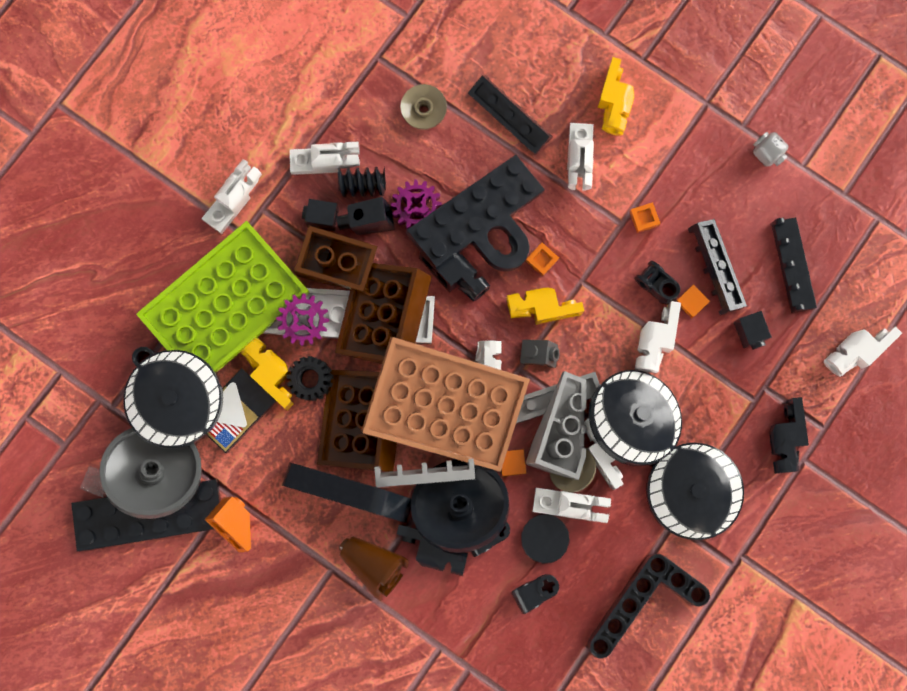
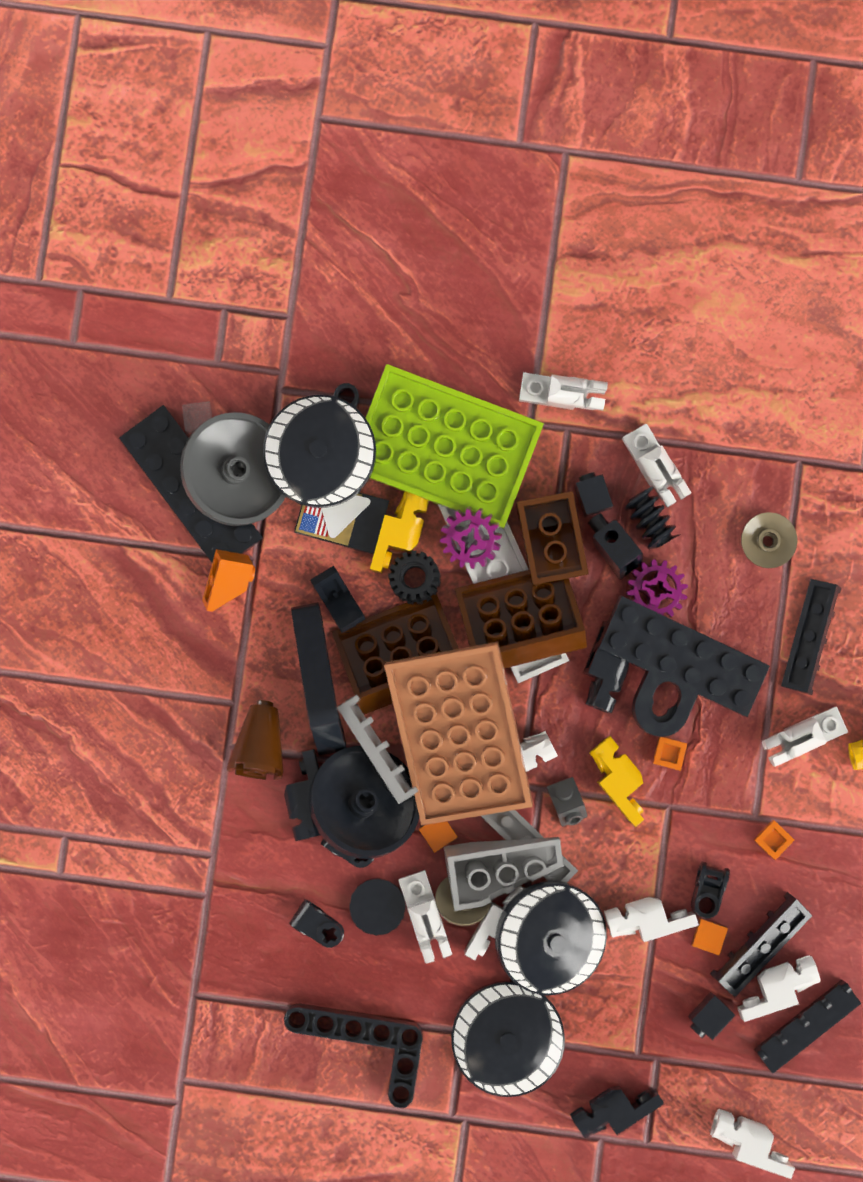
camera: 65 degrees right, 5 degrees up
(294, 445) = (337, 599): none -> black bracket
(756, 270) = (778, 988): none -> white plate

